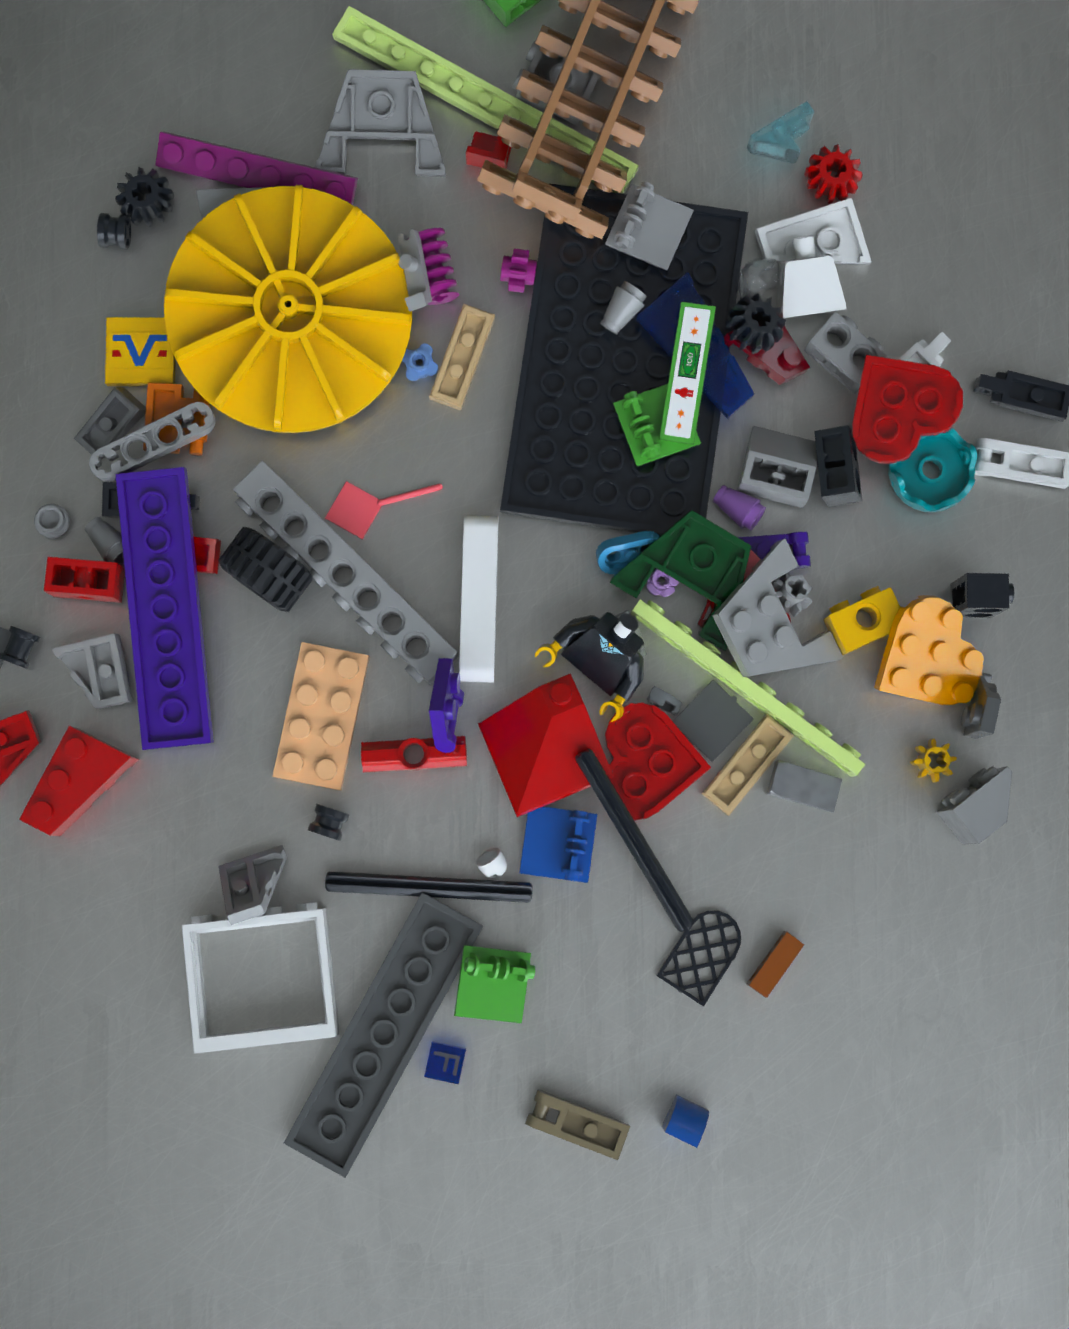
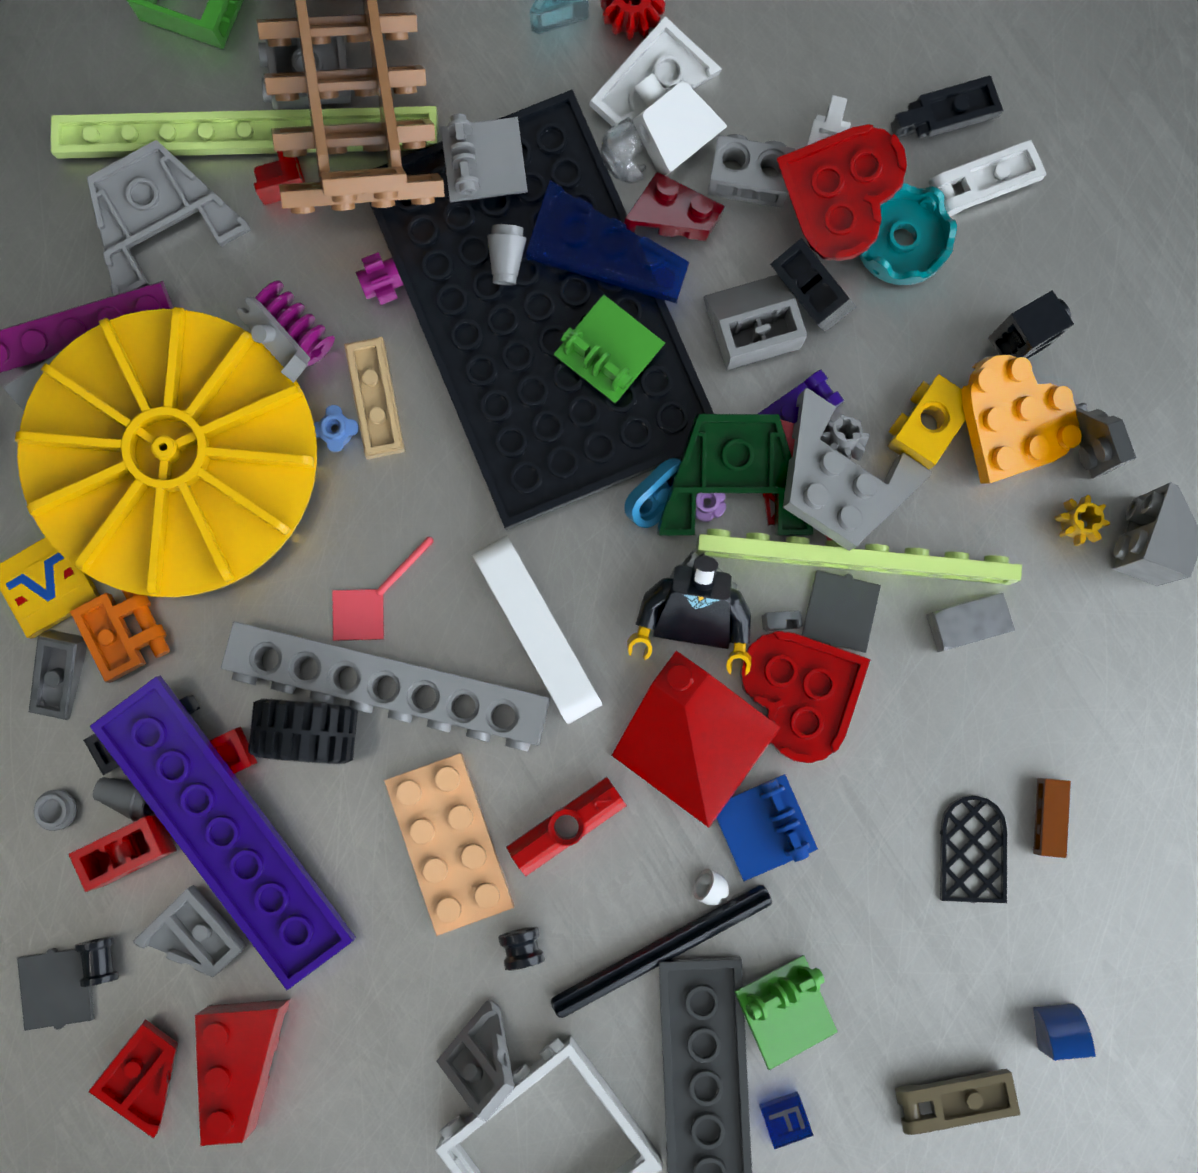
camera: 25 degrees left, 0 degrees up
(150, 436) = (103, 664): light grey beam -> none
(444, 705) = (569, 760): dark purple plate -> none
(634, 840) = (839, 779): black axle -> none
(687, 373) = (611, 279): tile -> none
(740, 507) = (739, 383): medium lavender cone -> none
(747, 764) = (902, 634): tan tile -> none
(755, 323) = (648, 191): black gear -> none

